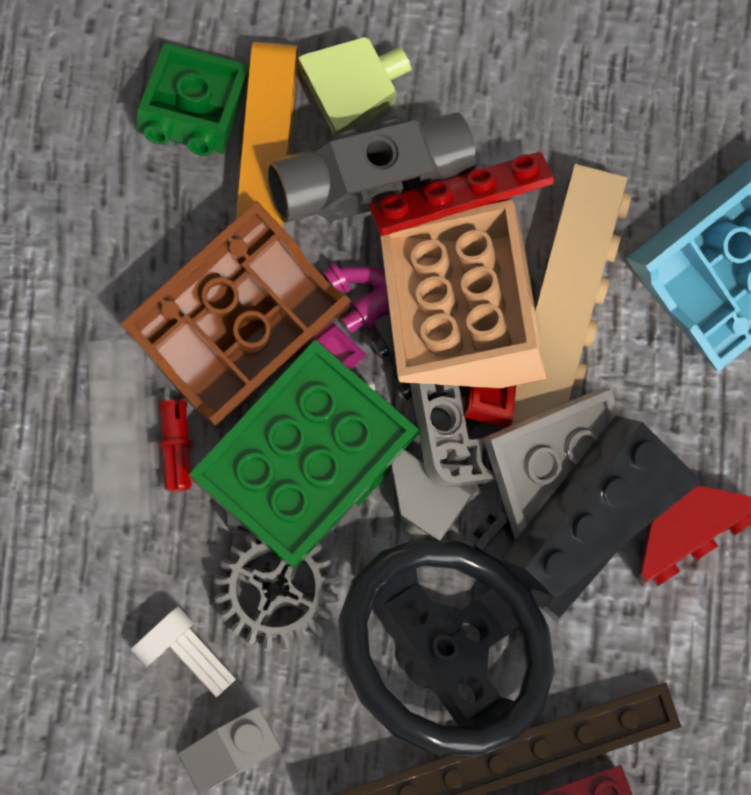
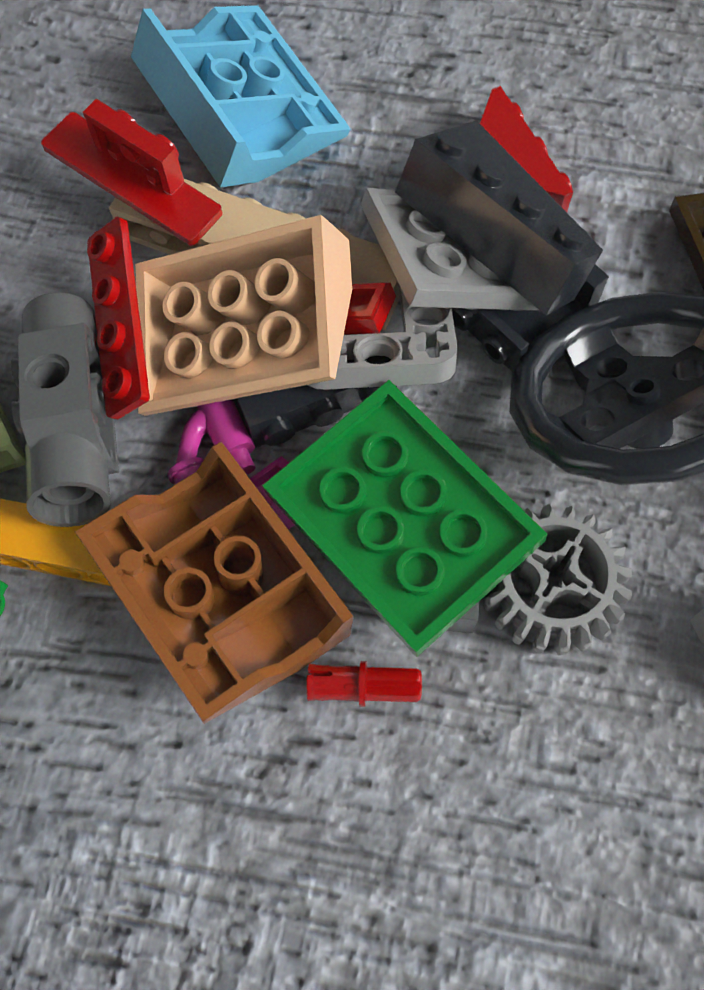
camera: 80 degrees left, 10 degrees down
(122, 435) = (343, 747): clear brick -> none
(176, 634) = (603, 707): white piece -> none
(421, 504) = (469, 401): light grey slope -> none
(601, 178) = (133, 168): none -> red bracket

